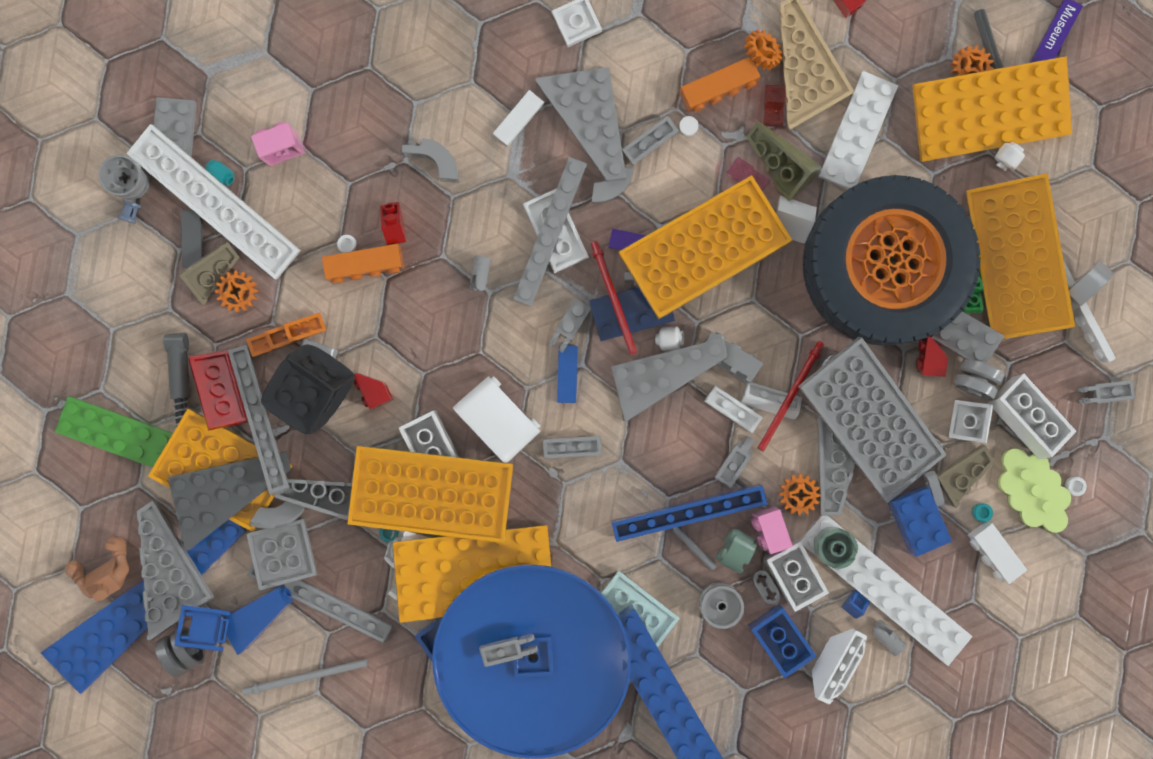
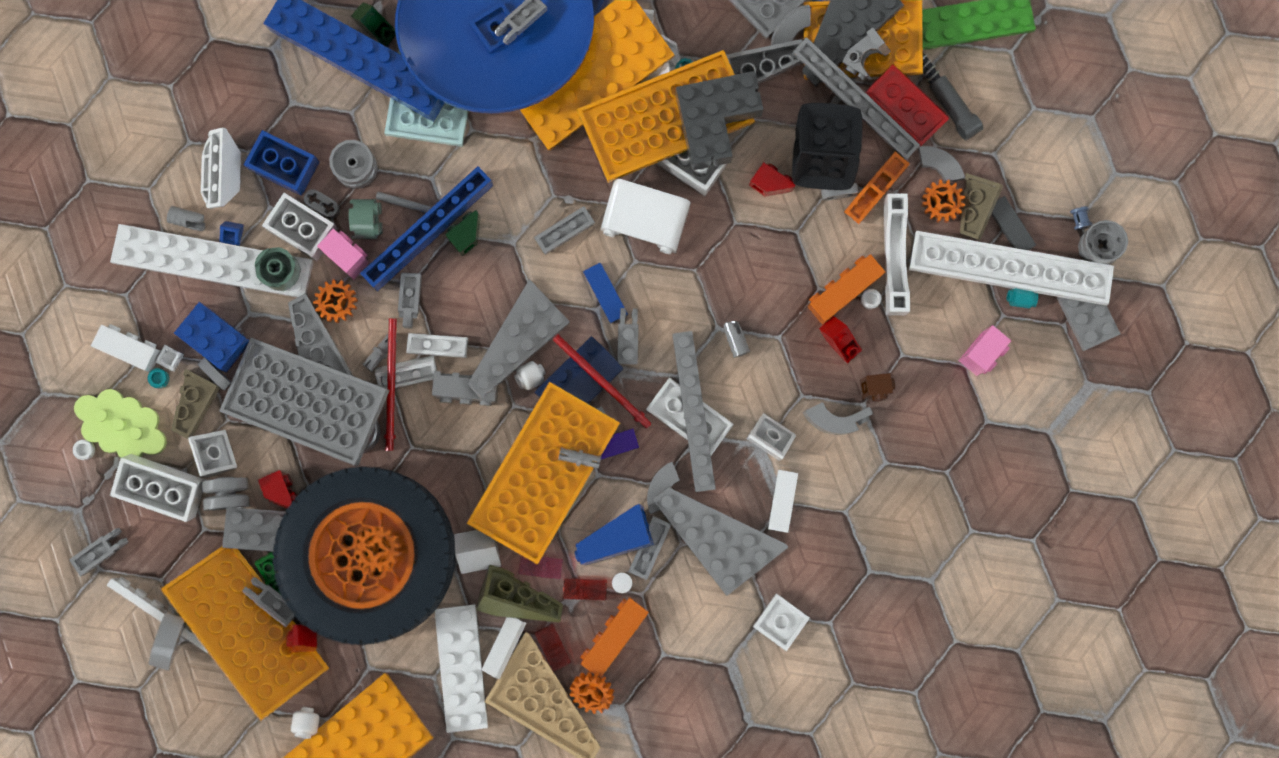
camera: 145 degrees right, 5 degrees down
(215, 456) = (859, 52): none -> light grey tile
(218, 327) = (941, 162): none -> light grey tile
(319, 240) = (896, 279): none -> white arch
(385, 164) = (877, 387): none -> reddish brown brick
(391, 477) = (708, 108): none -> dark grey piece
(497, 175) = (771, 437): none -> white slope
(635, 722) = (374, 23): none -> dark green slope
(658, 490) = (466, 233): none -> dark green slope
(669, 240) = (579, 458): none -> light grey pin
(670, 161) = (618, 537): none -> blue slope
(721, 138) = (585, 589): none -> clear red slope
(786, 429) = (377, 355): none -> light grey pin
(815, 127) = (503, 647): none -> white tile
(875, 248) = (379, 539): none -> orange gear
(964, 524) = (169, 358): none -> white tile
(981, 221) = (301, 639): none -> red slope
(989, 270) = (270, 602): none -> light grey hinge

